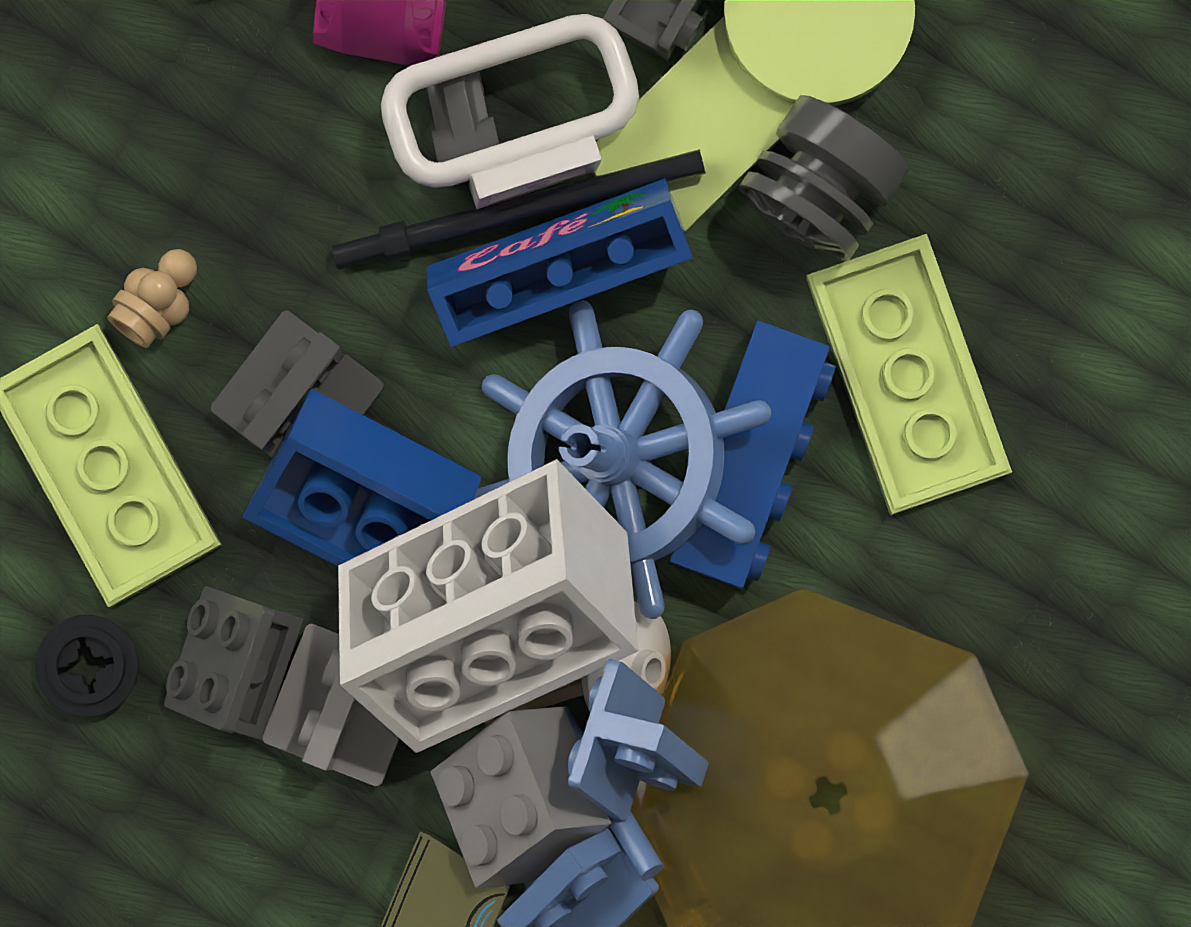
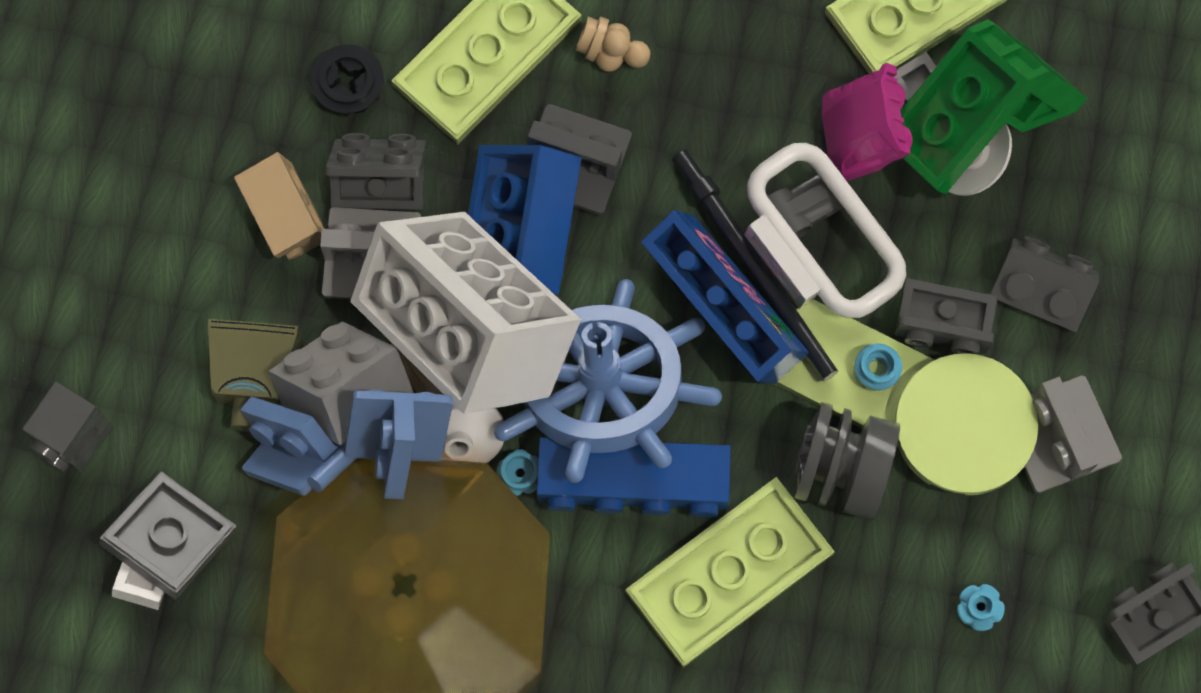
camera: 65 degrees right, 10 degrees down
(241, 805) = (281, 206): none -> tan hinge
(693, 618) = (519, 460): none -> medium azure plate
(717, 78) = (883, 354): none -> medium azure plate
(1036, 78) = (971, 615): none -> medium azure plate

